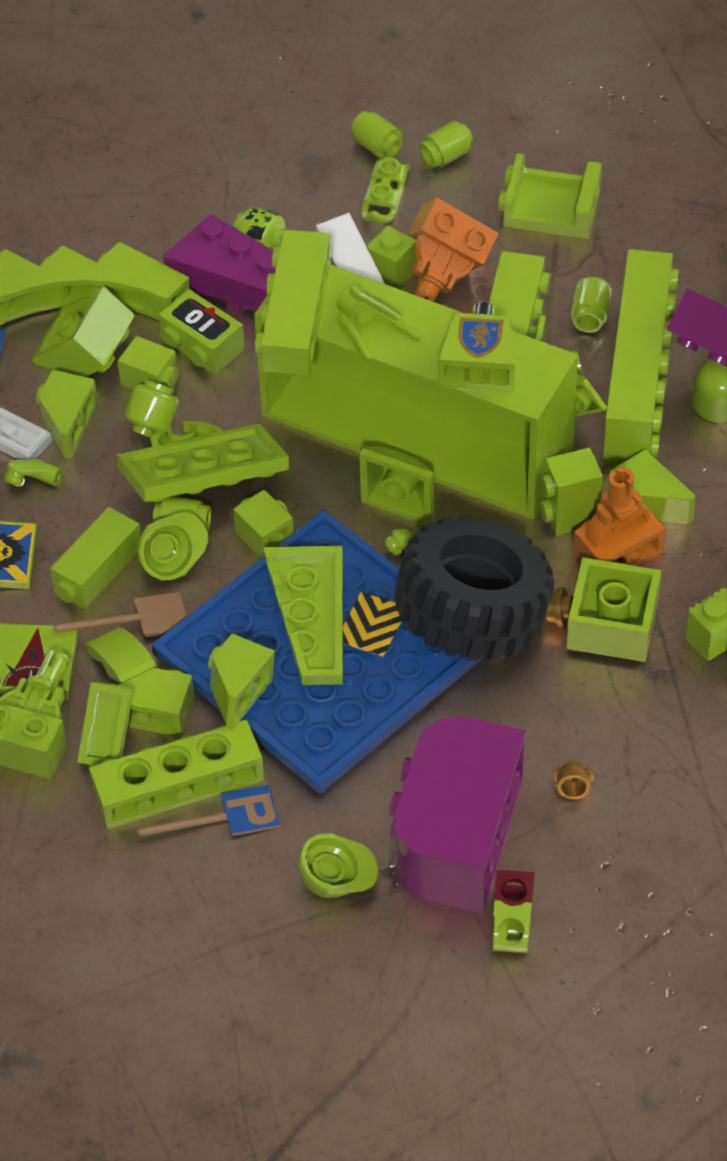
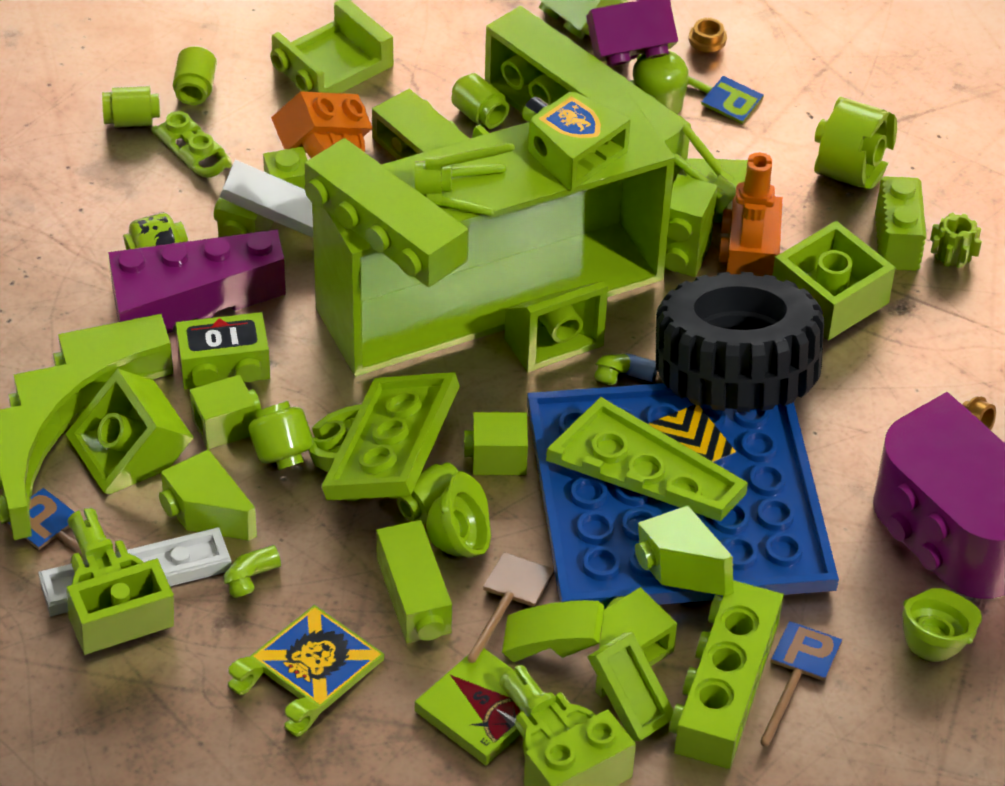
camera: 55 degrees left, 5 degrees down
(638, 456) = (726, 190): none -> lime plant

